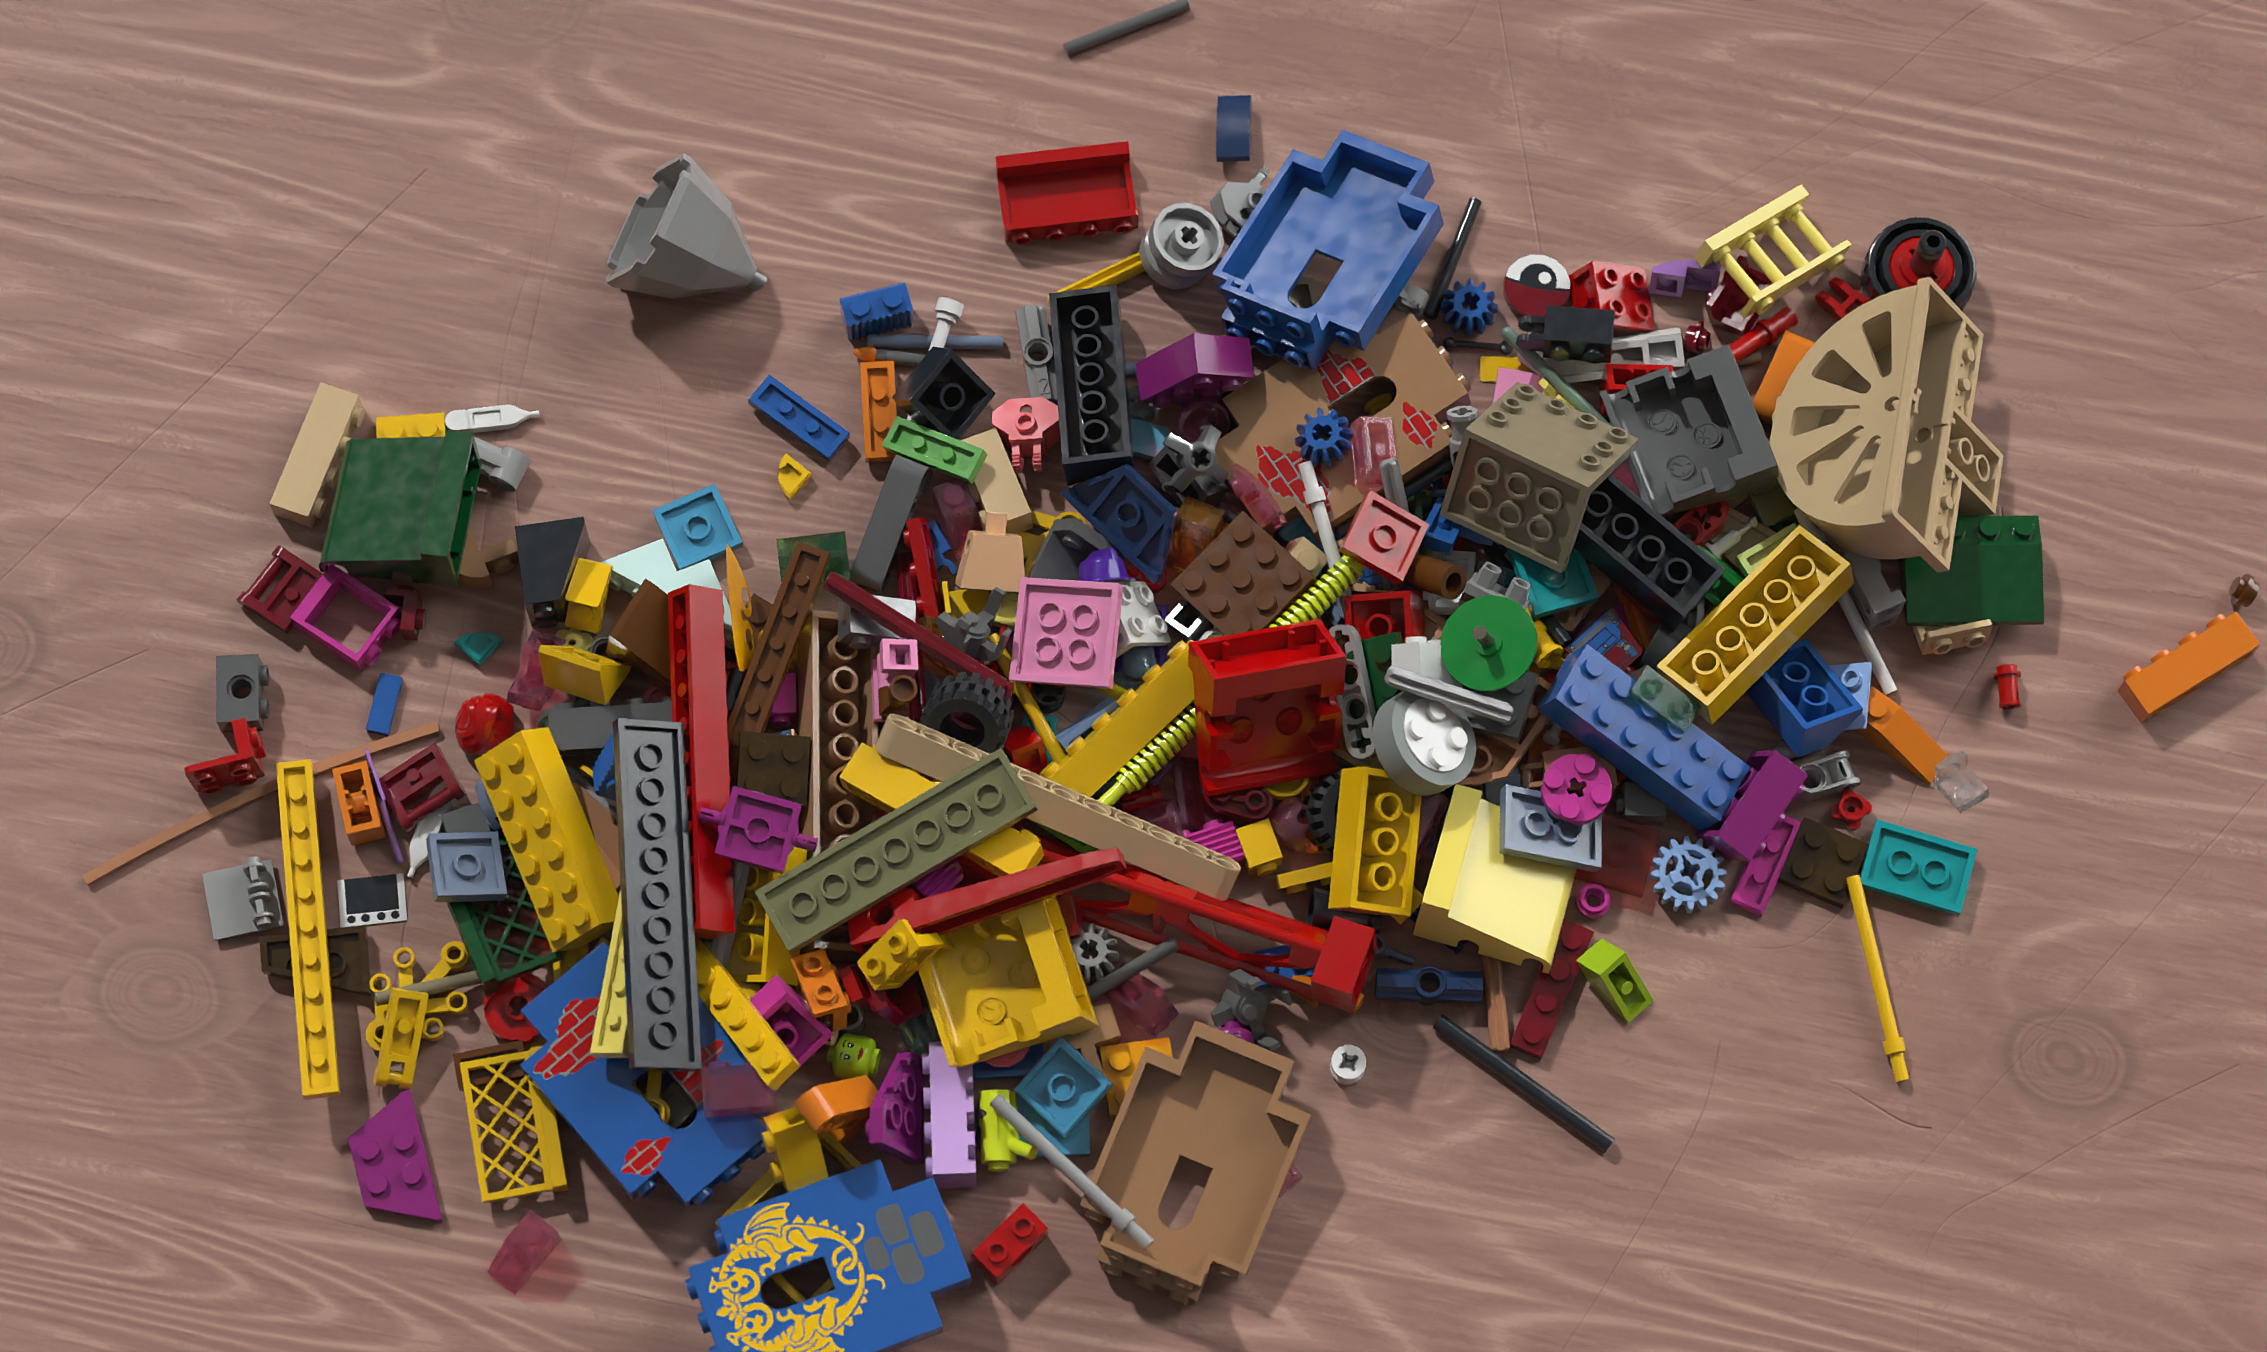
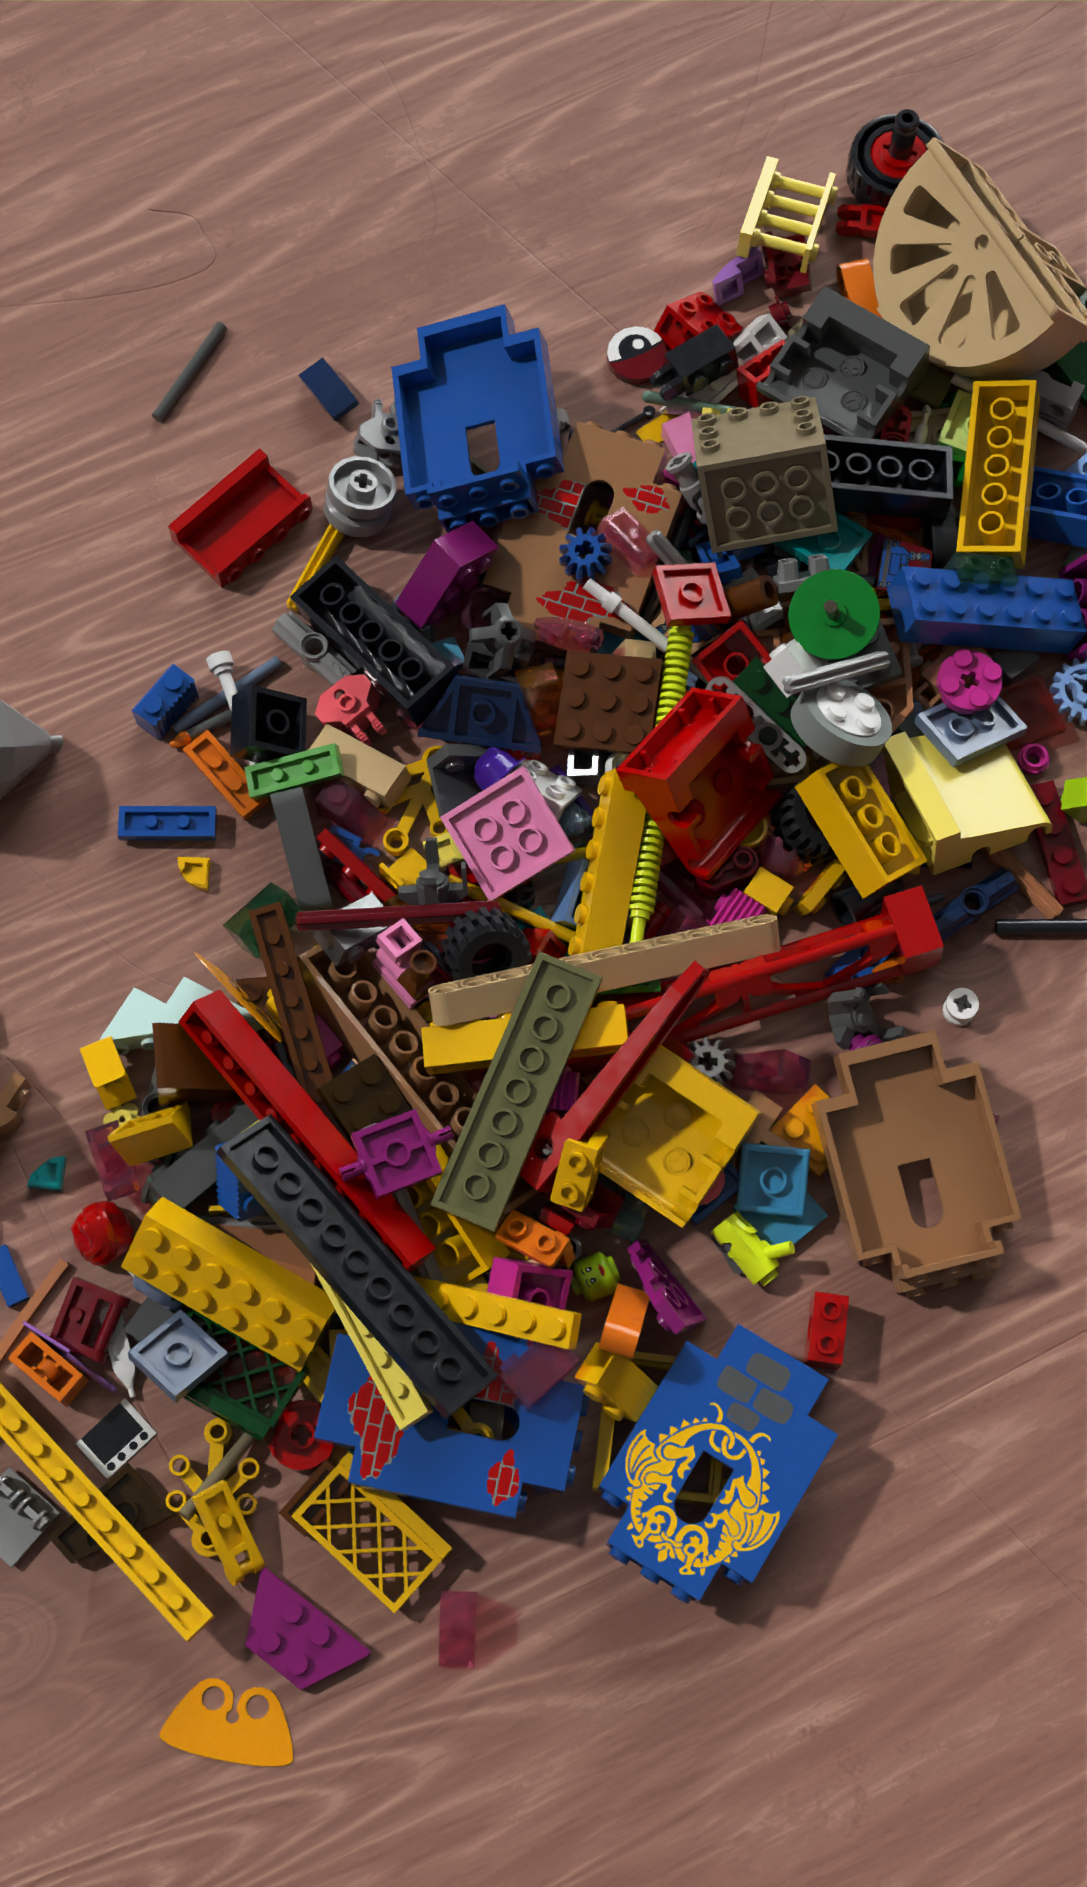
camera: 35 degrees left, 0 degrees up
(292, 1215) = (244, 1742): none -> light orange piece
(547, 564) = (59, 1072): black slope -> none
(697, 527) = (153, 960): dark azure plate -> none
(951, 1121) = (706, 1269): lavender wedge -> none
(992, 557) = (403, 820): light nougat torso -> none
(1121, 1219) = (902, 1246): light grey bar -> none
(1133, 968) = (751, 1050): dark grey bar -> none
(1452, 258) = (560, 374): black bar -> none
(1470, 296) = (594, 391): blue gear -> none
(1764, 333) = (823, 274): red pin -> none

